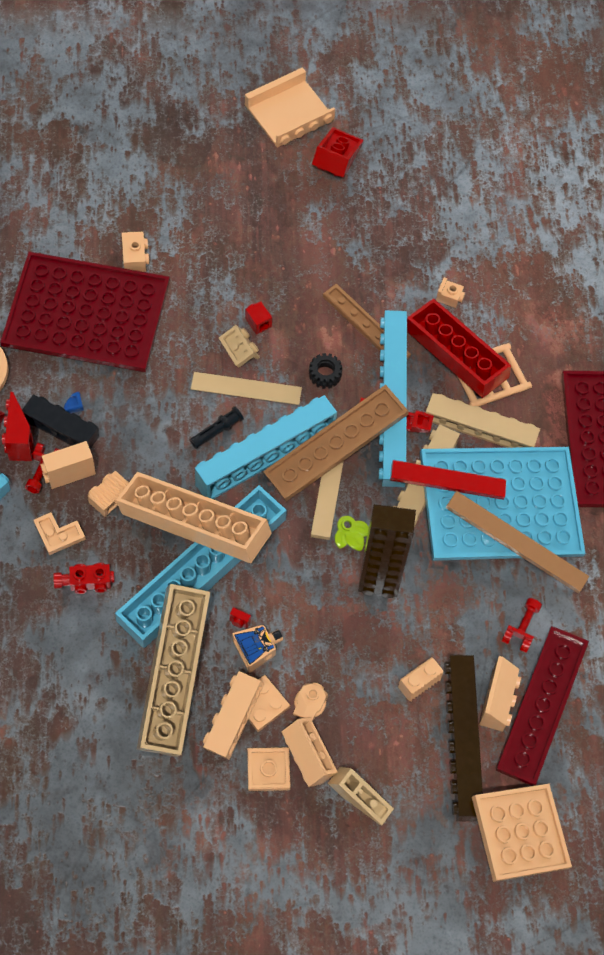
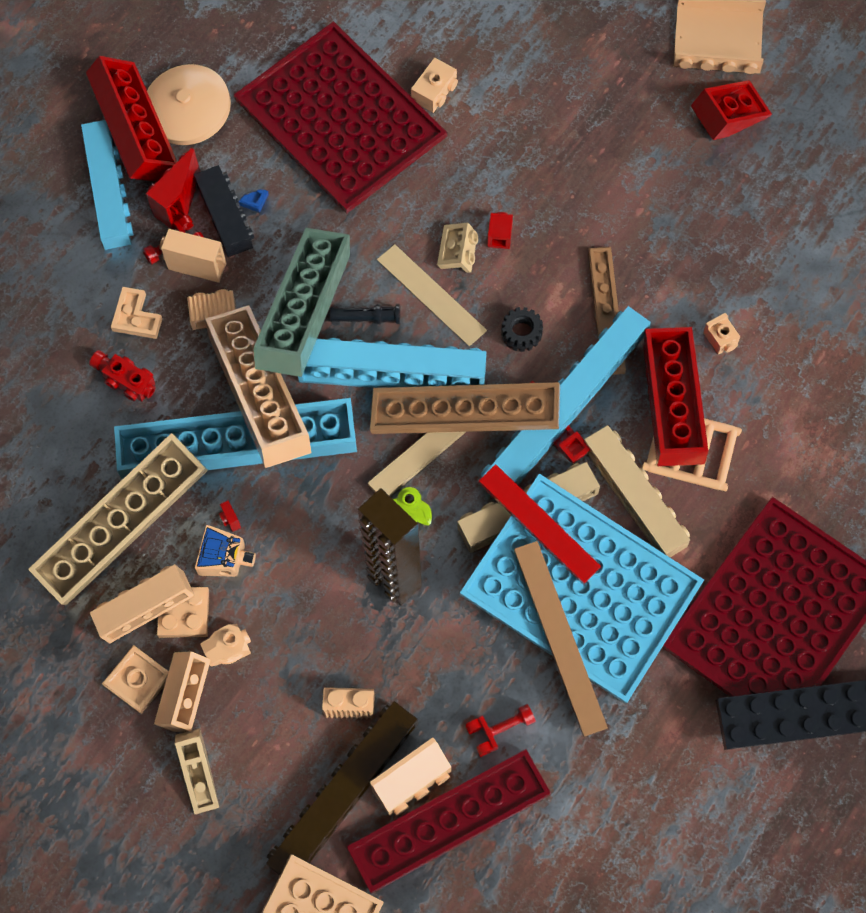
camera: 45 degrees right, 5 degrees up
(179, 442) = (302, 302): none -> sand green brick

